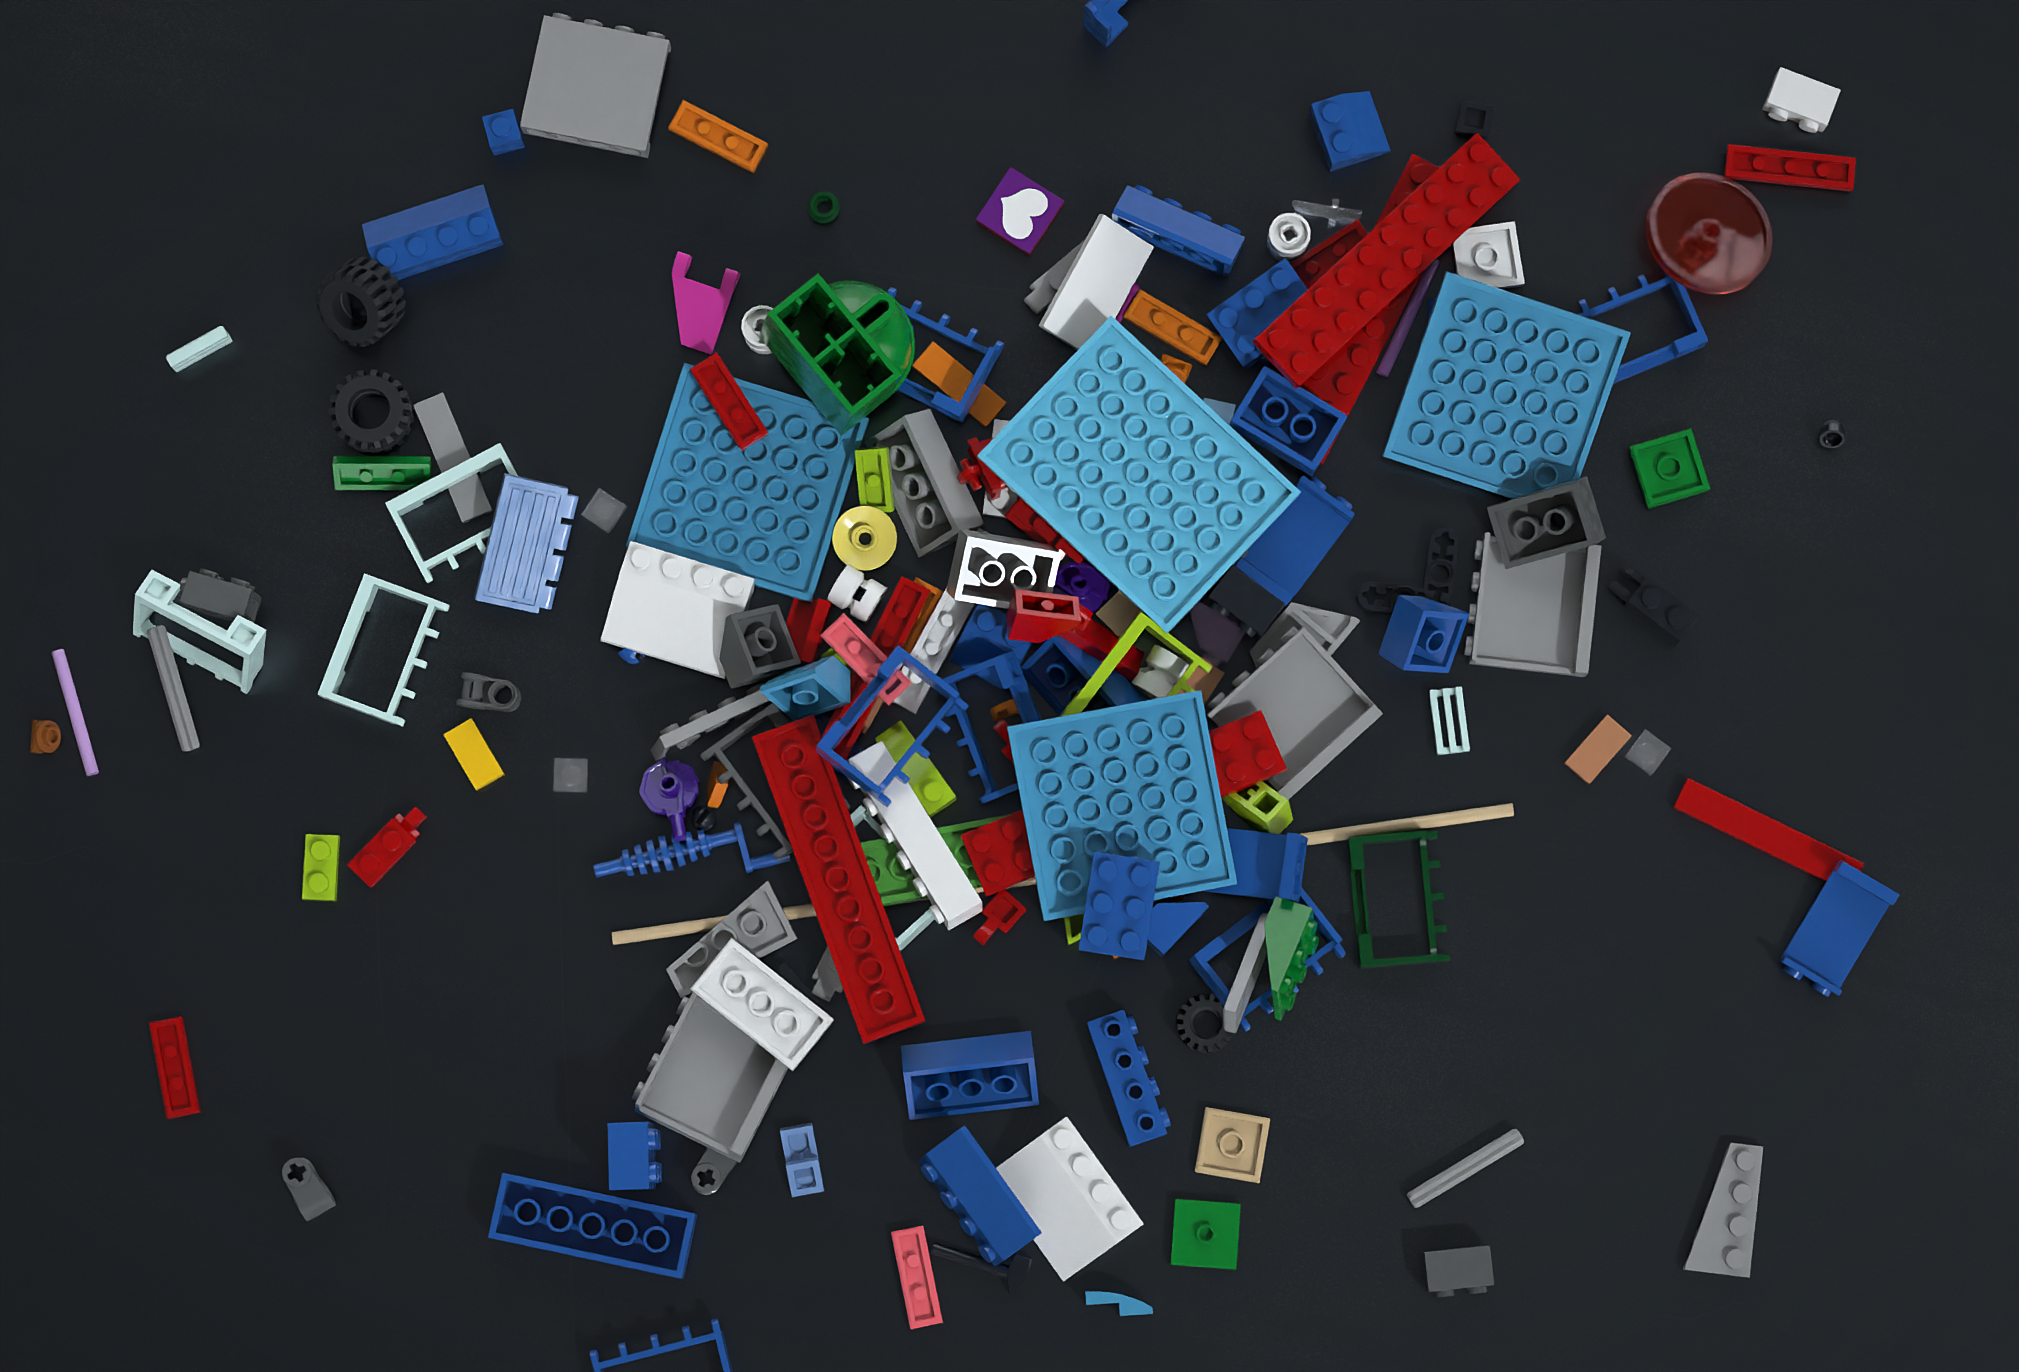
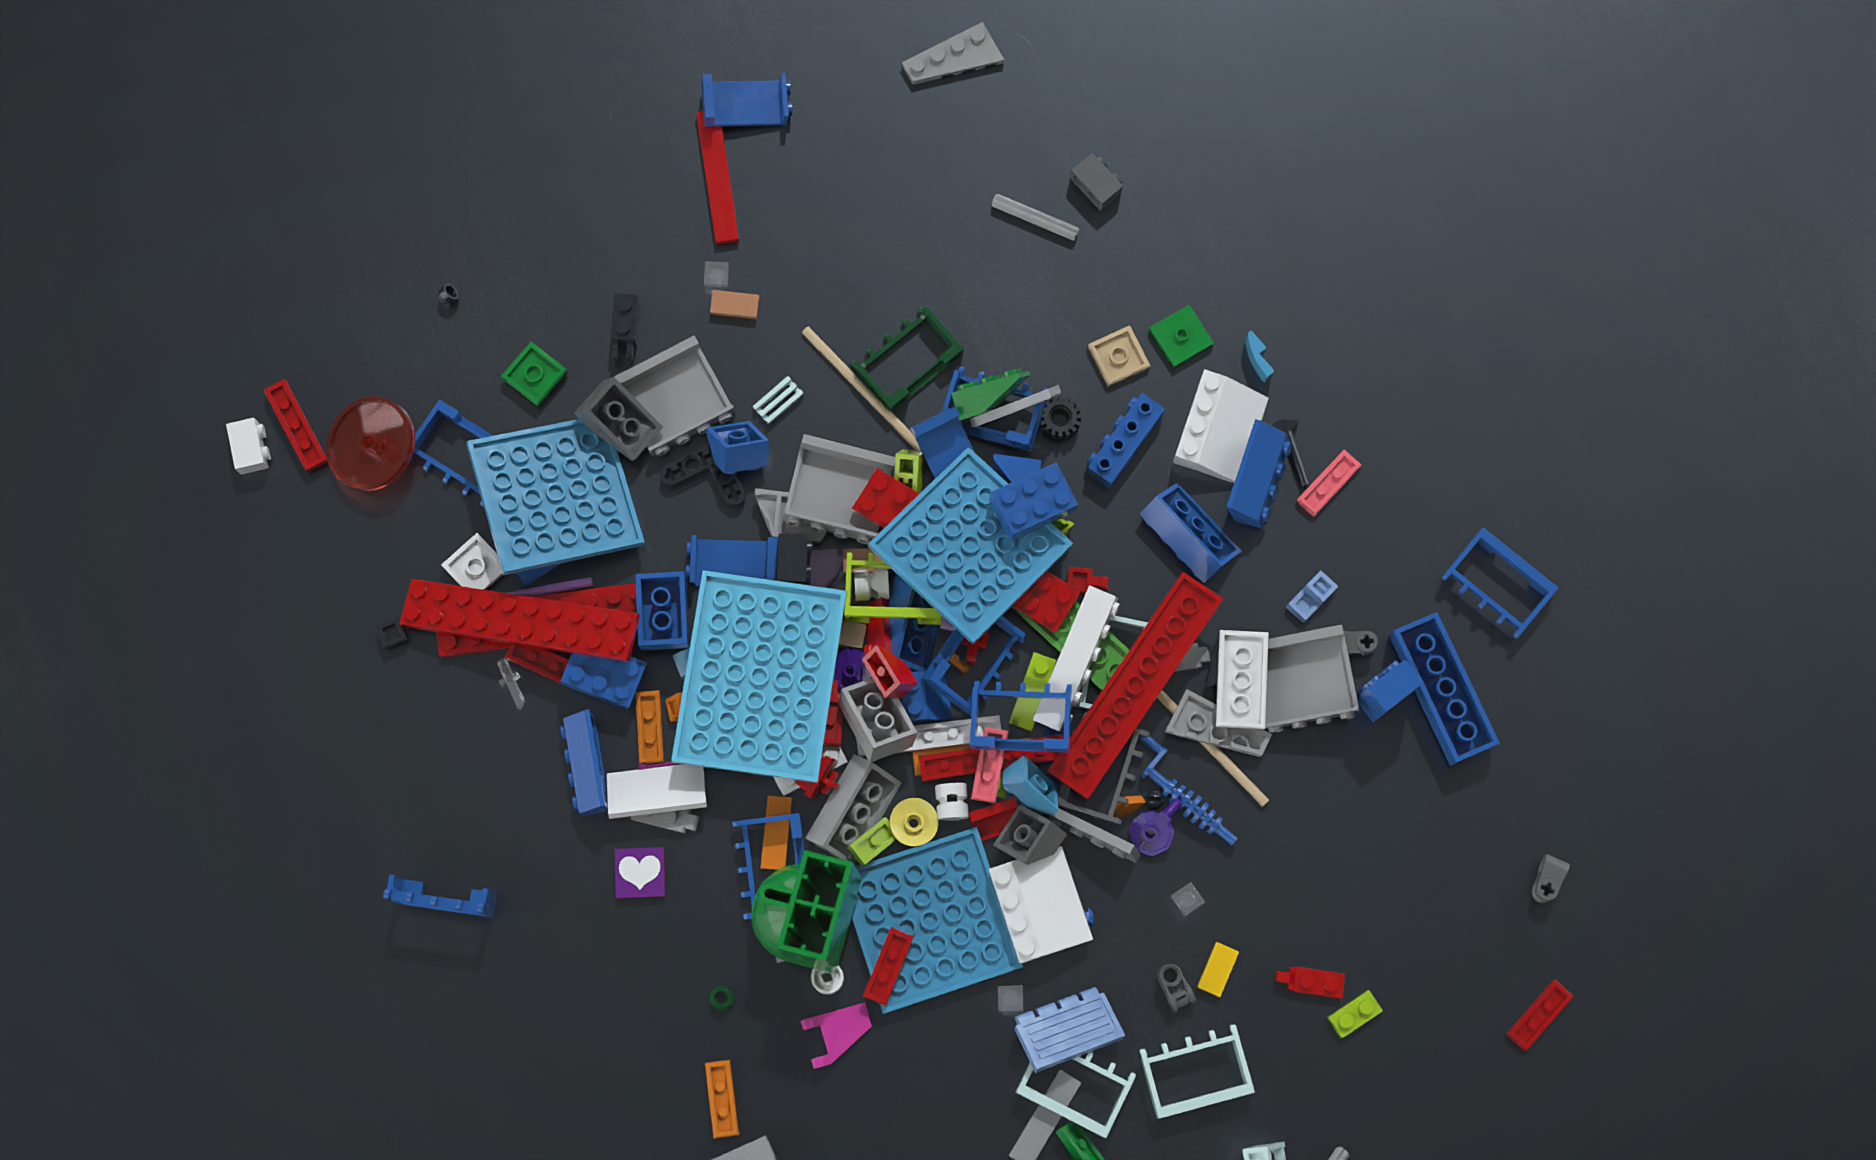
camera: 130 degrees left, 5 degrees down
(1288, 237) = (544, 693): white wheel -> none
(1348, 129) = (450, 705): blue slope -> none

